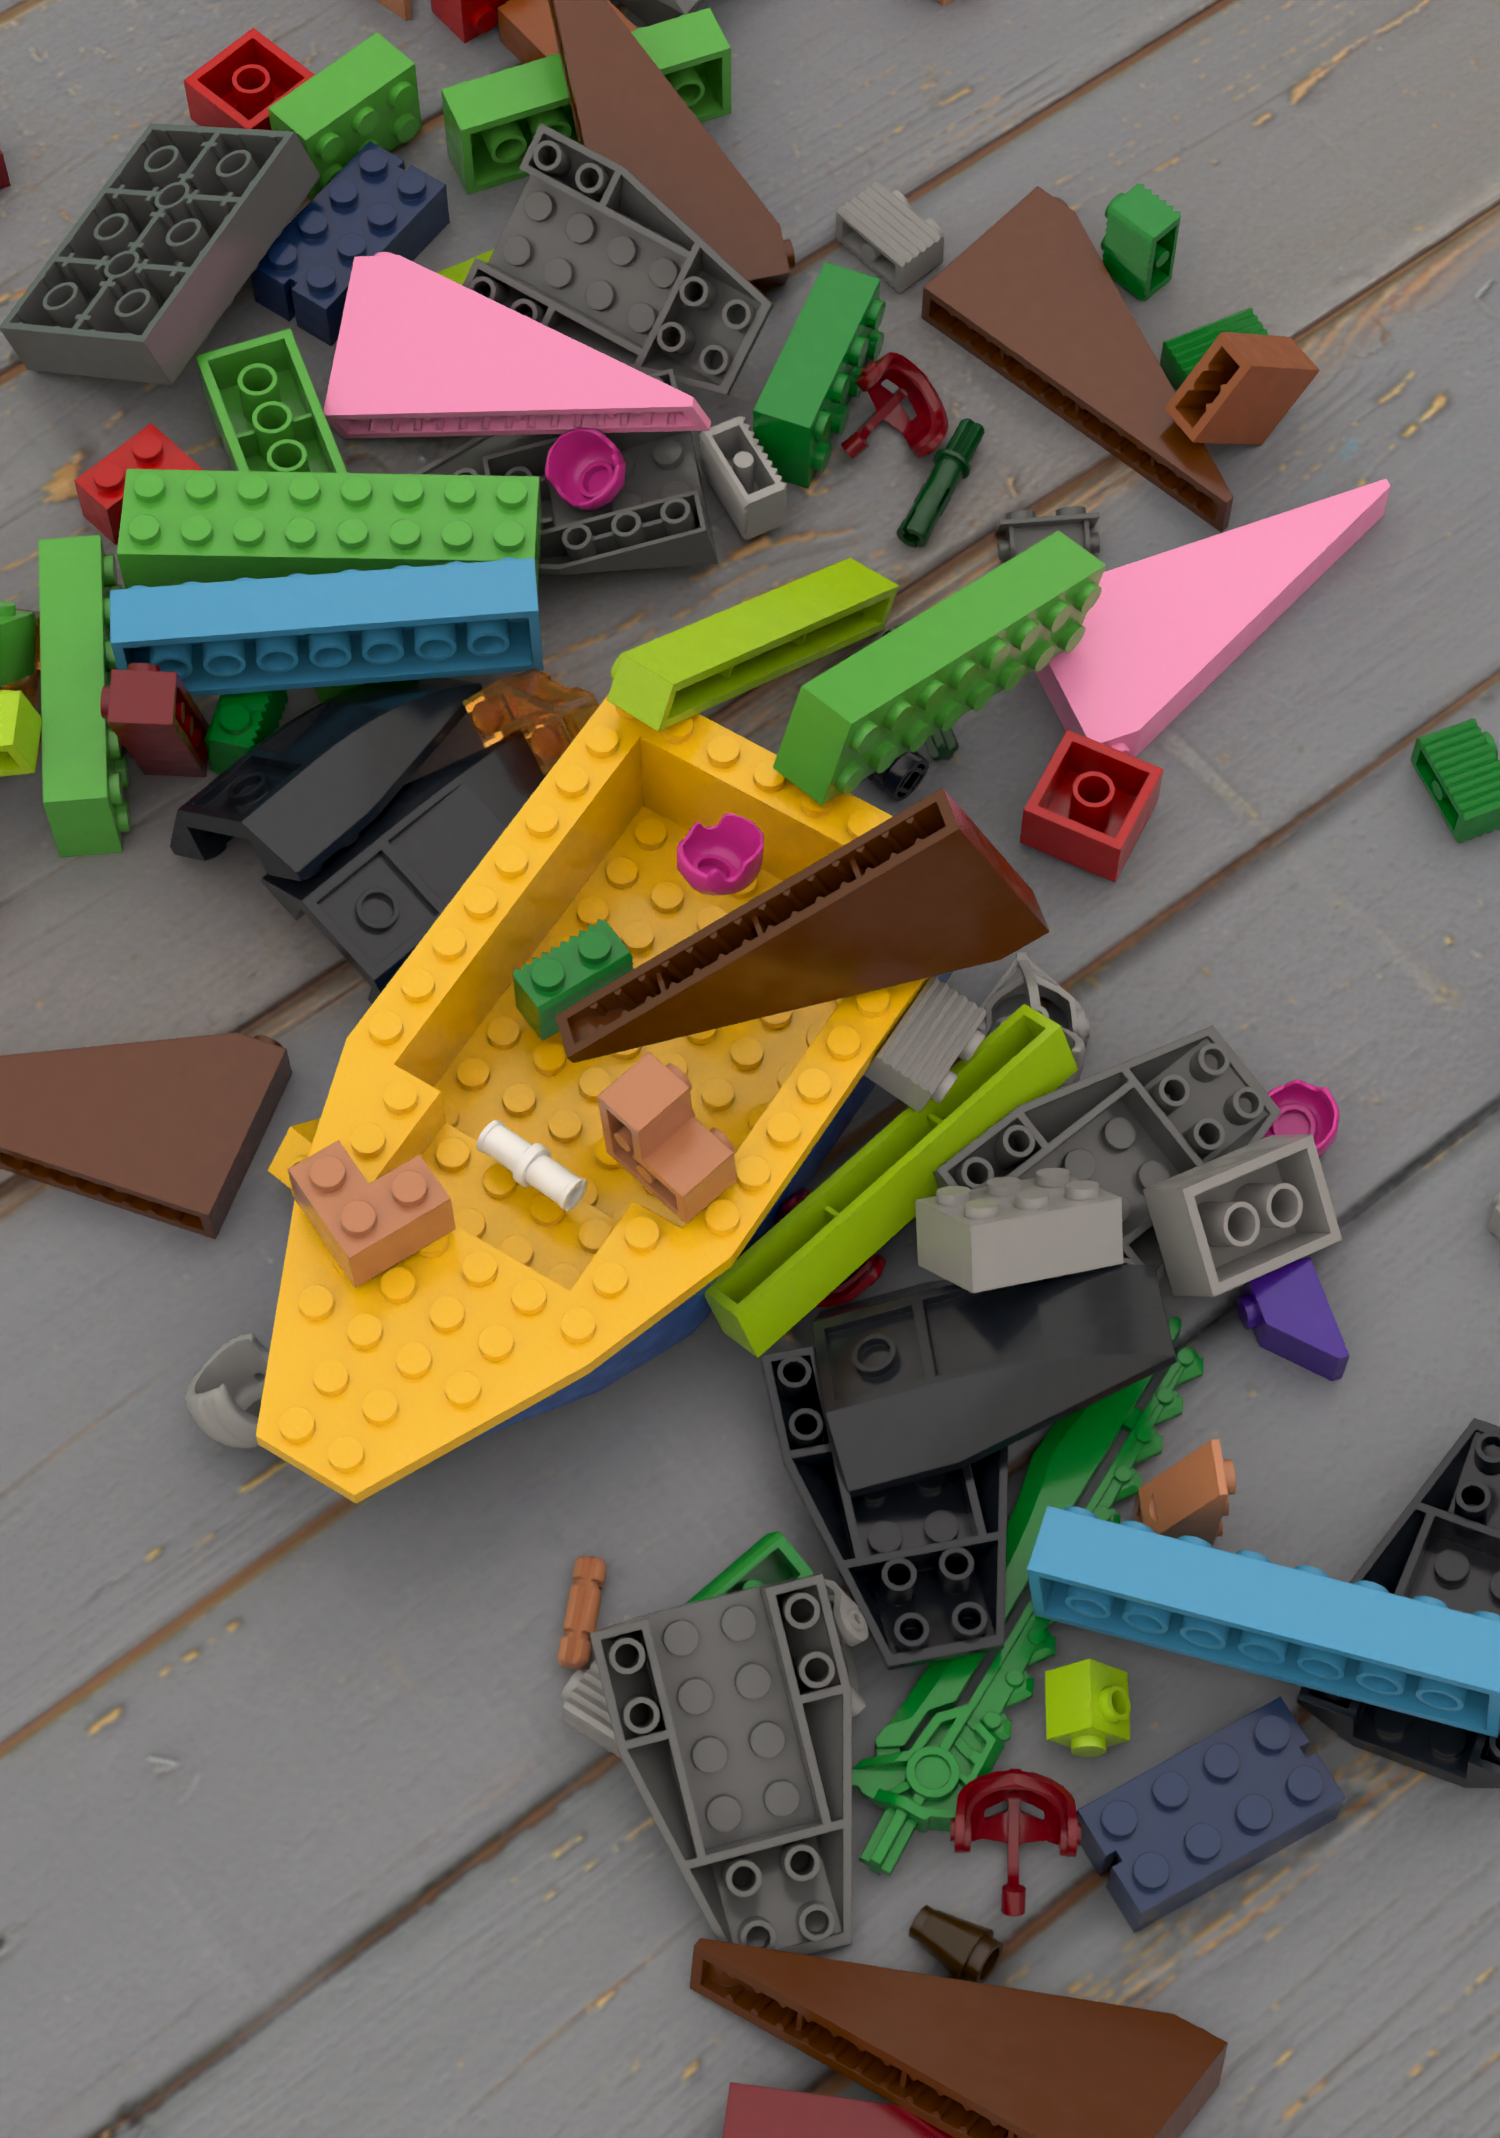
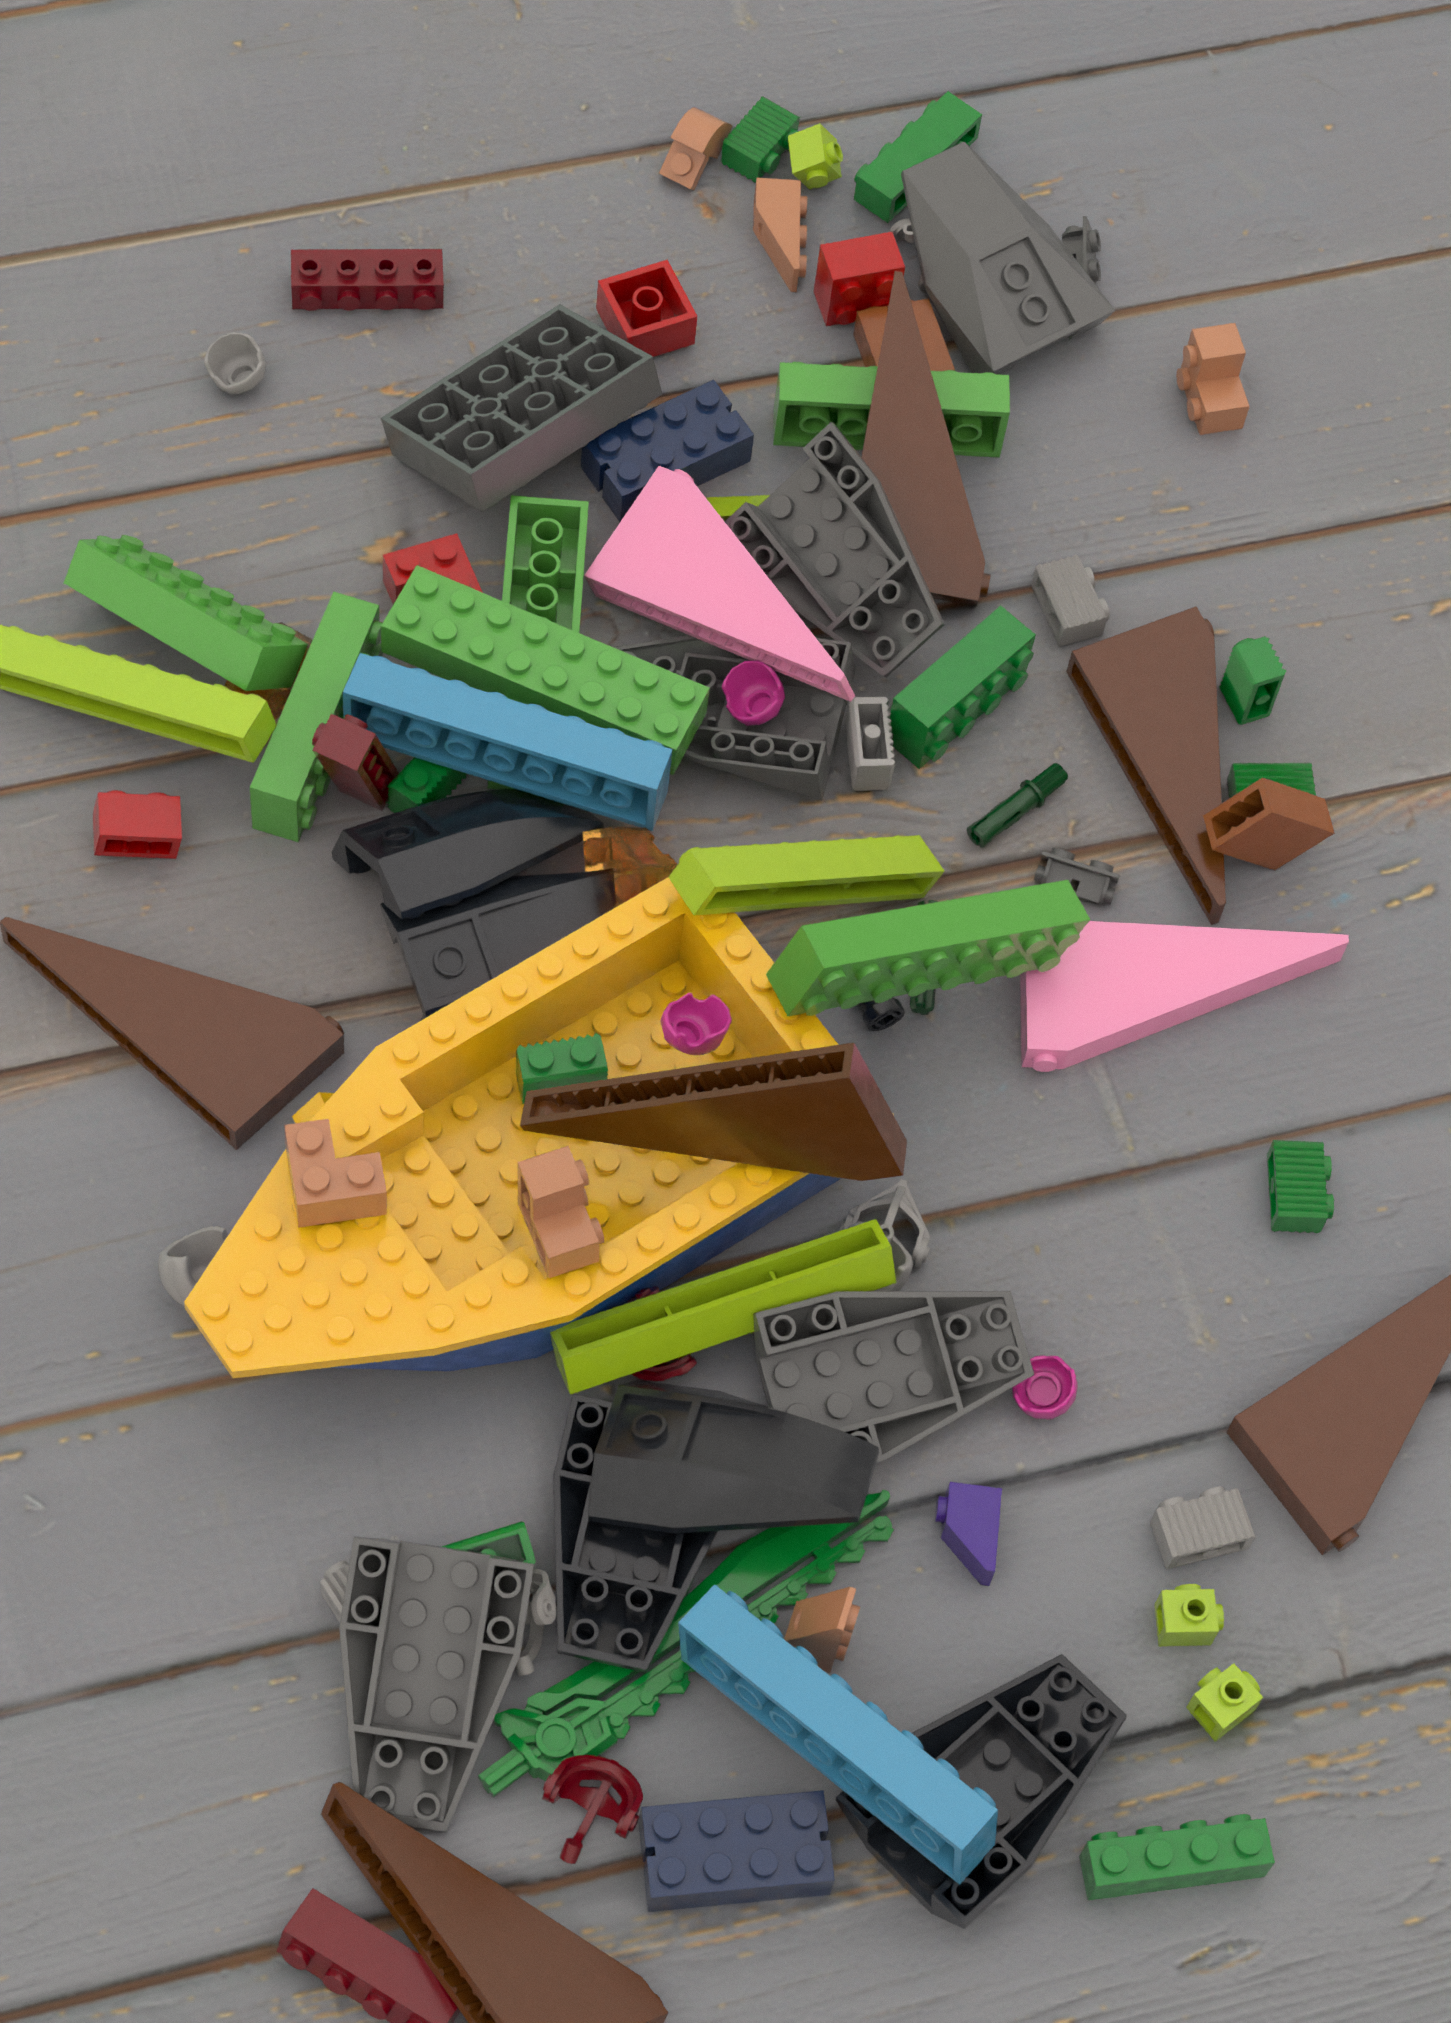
camera: 15 degrees right, 0 degrees up
(352, 102) = (709, 346): bright green brick -> none
(531, 1165) = (464, 1191): white pin -> none
(582, 1612) = (369, 1518): nougat axle -> none
(925, 430) = (1021, 759): dark red helmet -> none
(926, 1044) = (787, 1220): light grey brick -> none
(957, 1944) = (518, 1865): dark brown cone -> none
(1019, 1230) = (791, 1381): light grey brick -> none
(1087, 1707) = (686, 1739): lime brick -> none
(1091, 805) = (1006, 1092): red brick -> none
(1242, 1215) = (964, 1437): light grey brick -> none

